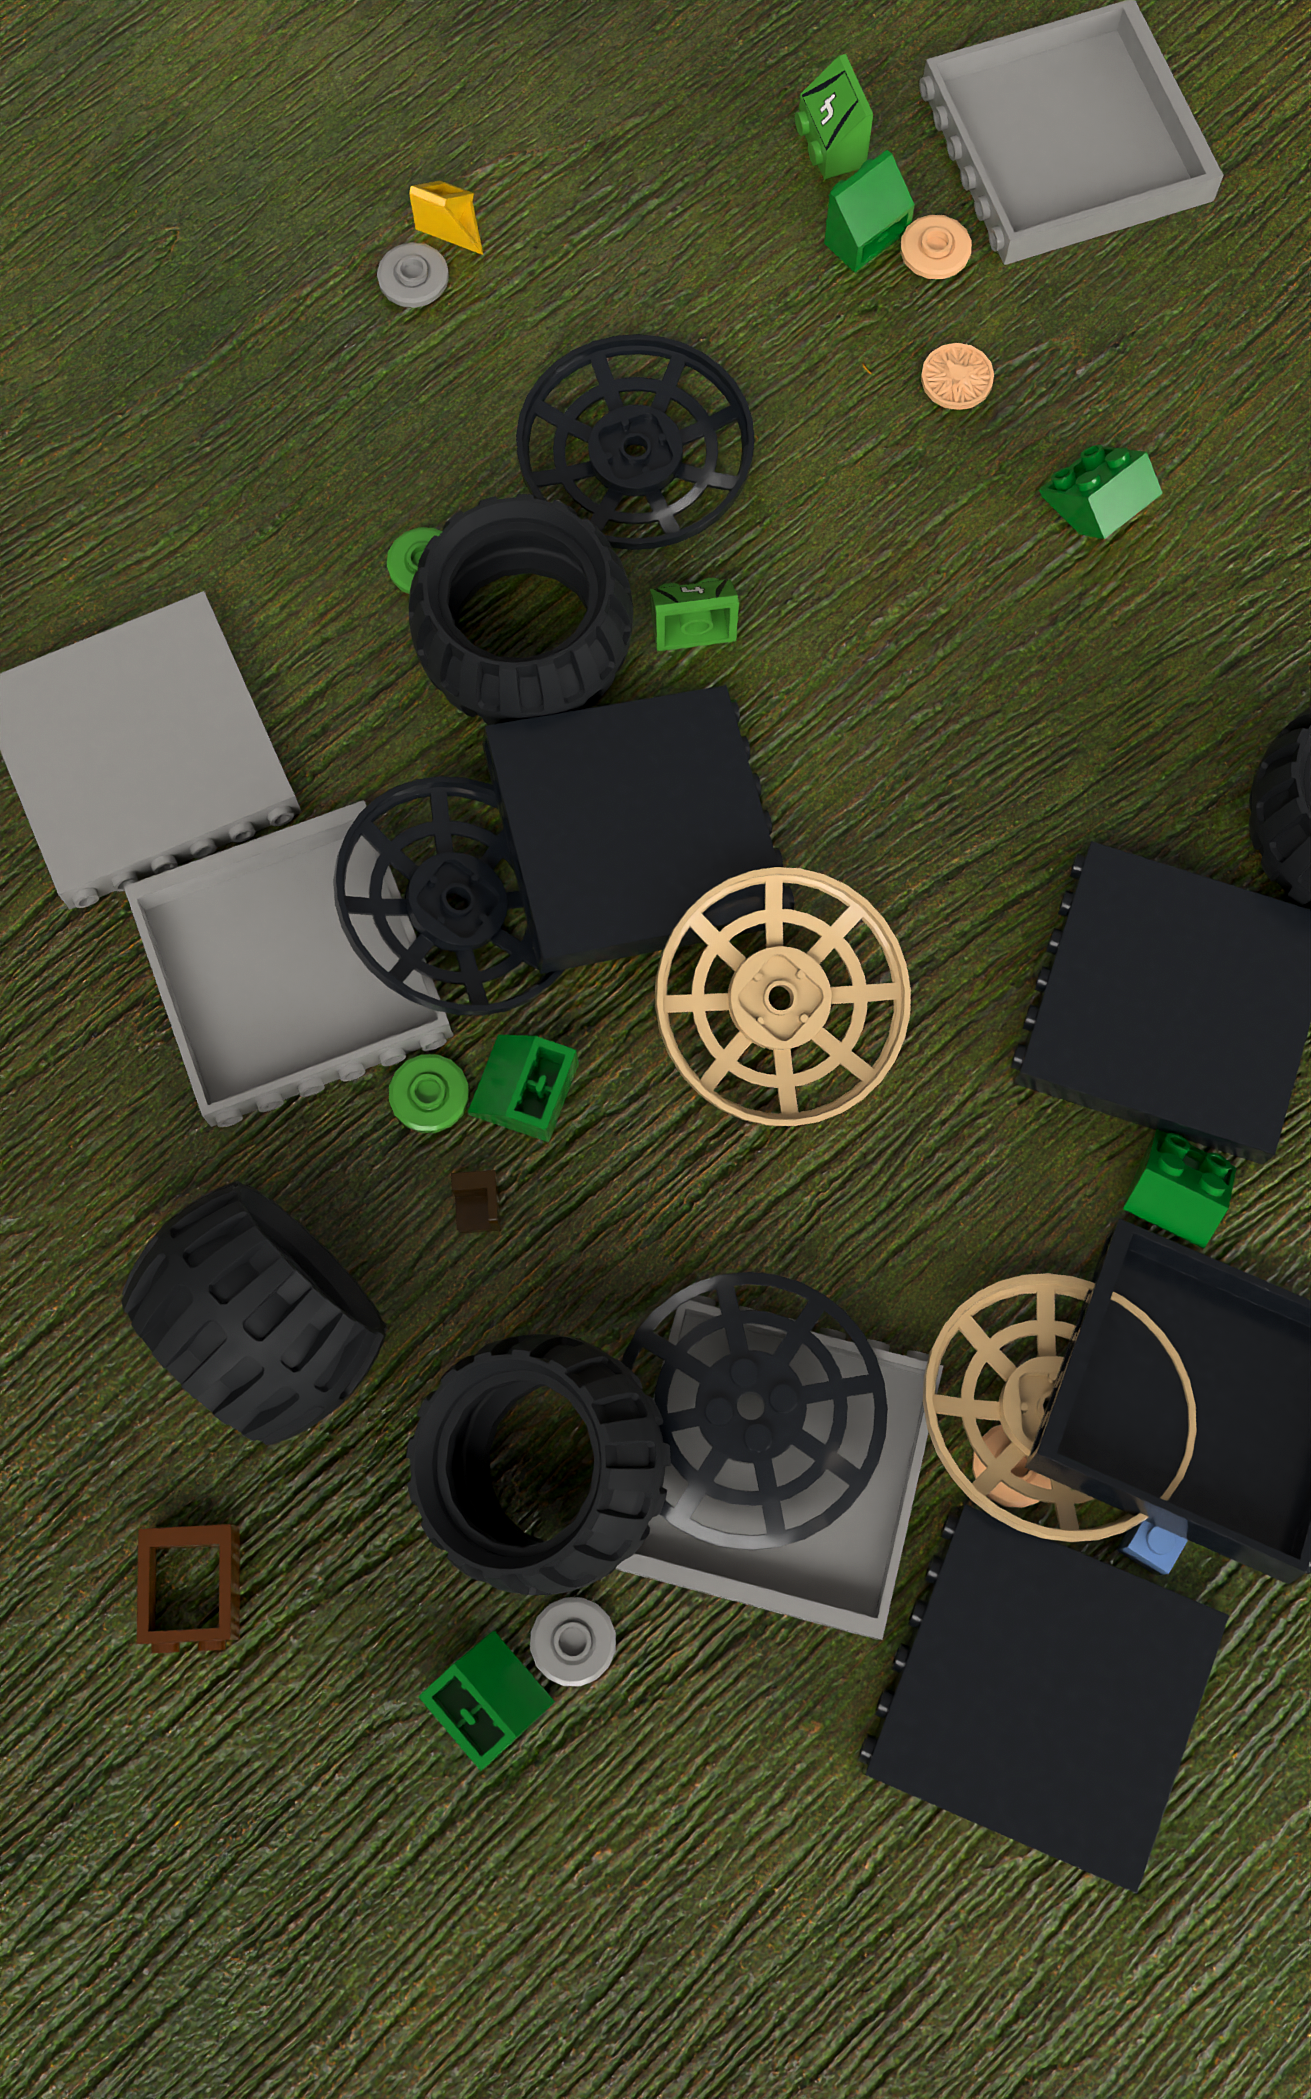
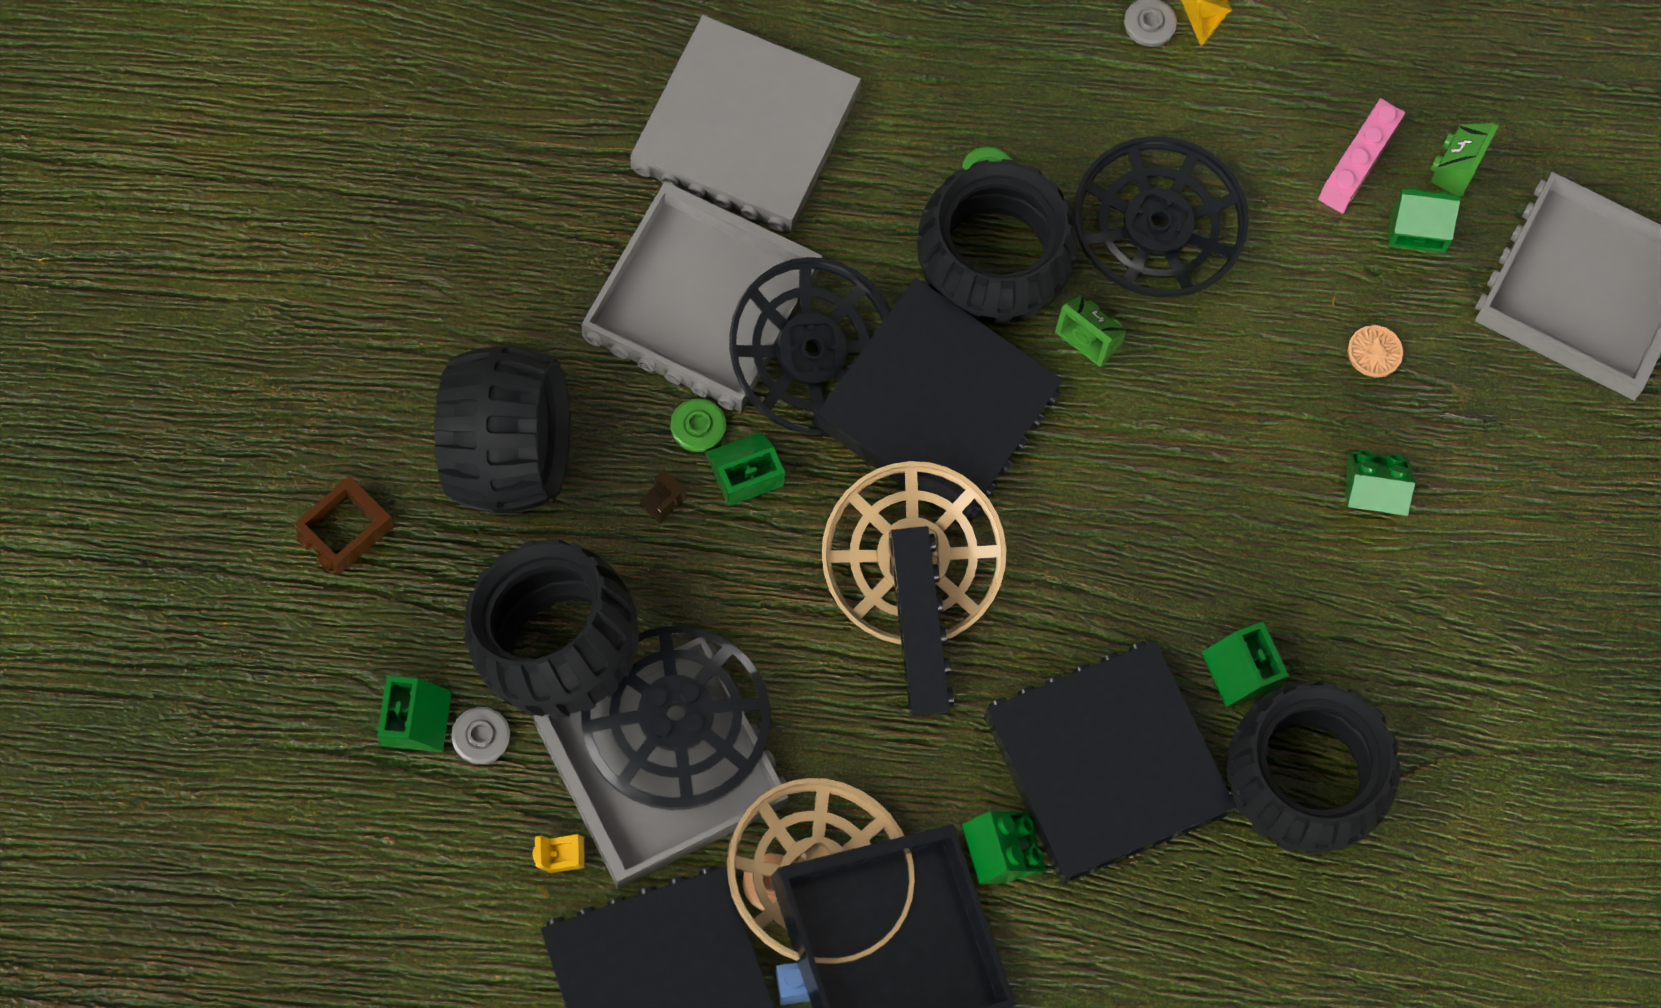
camera: 40 degrees right, 5 degrees down
(745, 209) = (1361, 156): none -> bright pink brick
(789, 1673) = (559, 853): none -> yellow bracket
(867, 1056) = (919, 621): none -> black brick
(936, 246) = (1445, 274): light nougat wheel -> none
(1189, 778) = (1245, 665): none -> green slope

